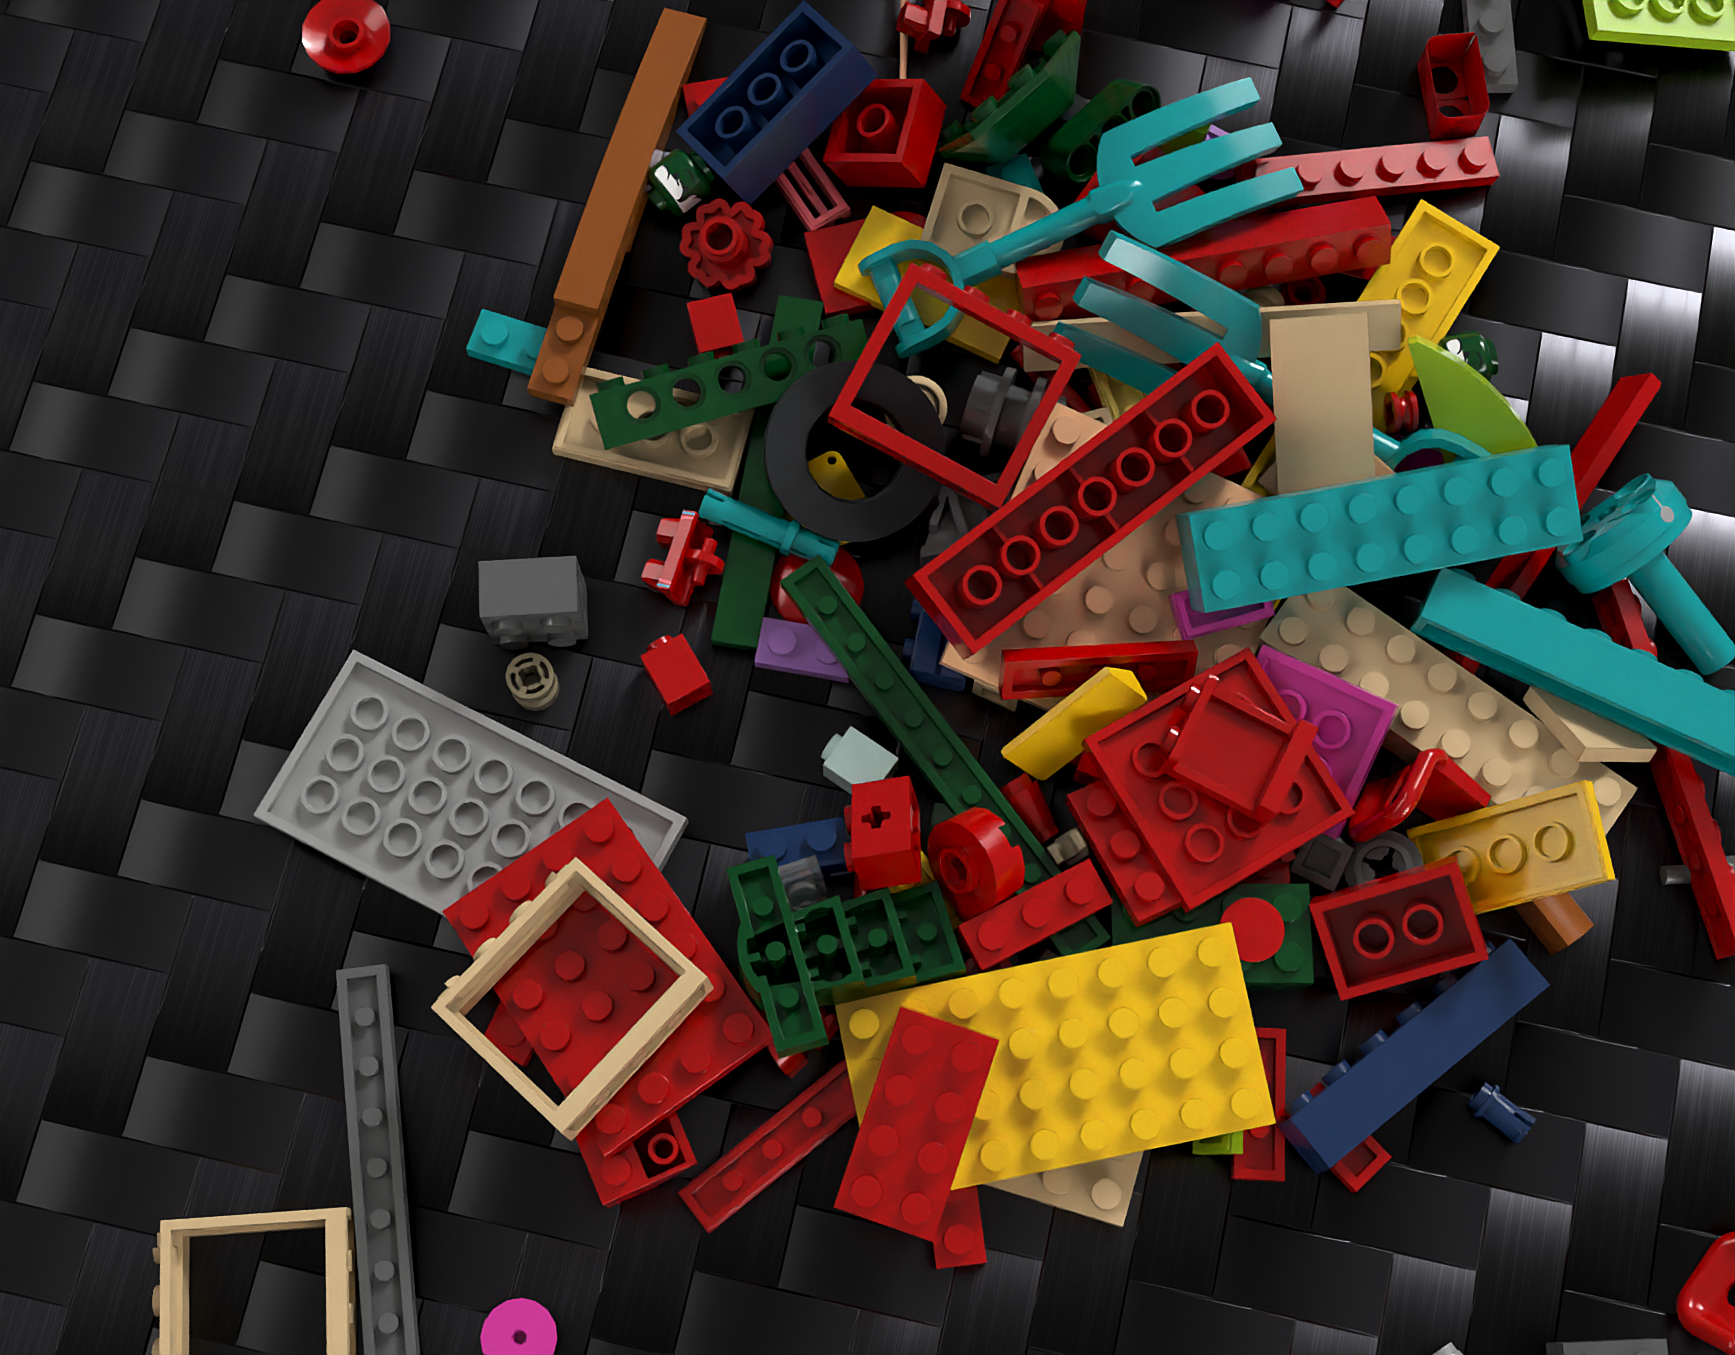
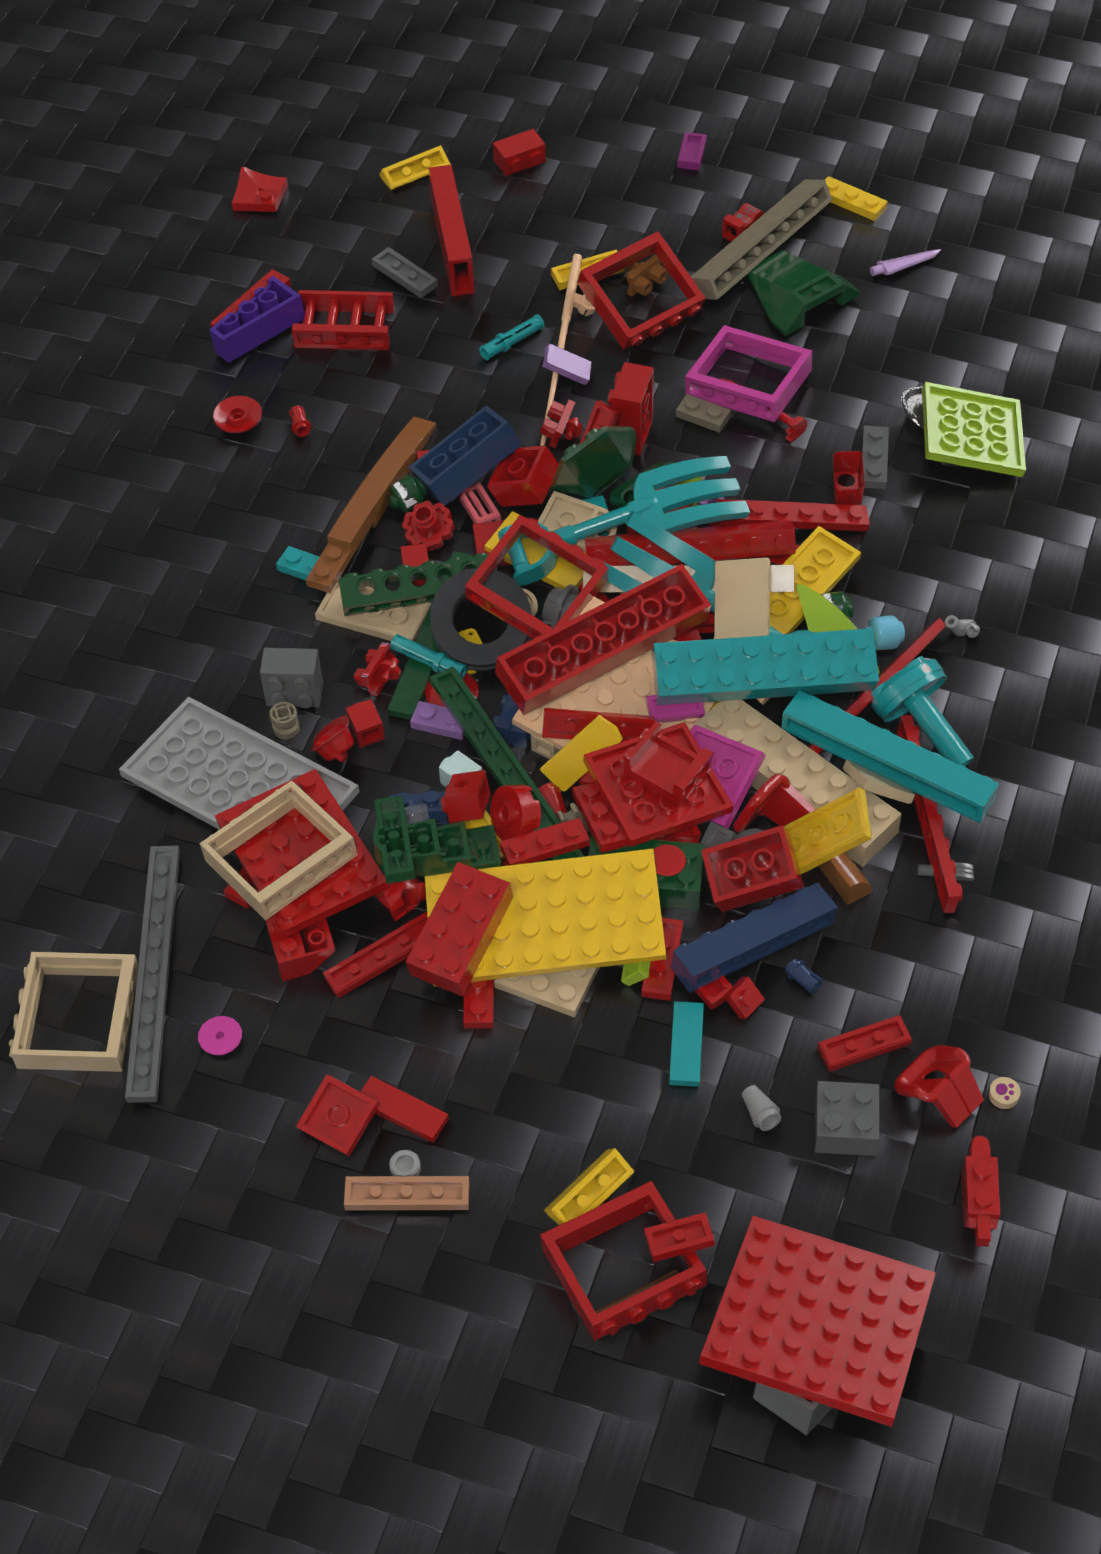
camera: 10 degrees right, 20 degrees down
(464, 46) = (300, 425): none -> red pin
(625, 715) = (334, 740): none -> red piece
(1319, 1266) = (686, 1044): none -> teal tile
(1401, 411) = (791, 622): red bush -> none
(1407, 1170) = (744, 997): none -> red plate
(1553, 403) = (887, 632): none -> medium azure head
(1616, 1231) = (864, 1043): none -> red tile
(1687, 374) = (962, 626): none -> light grey arm

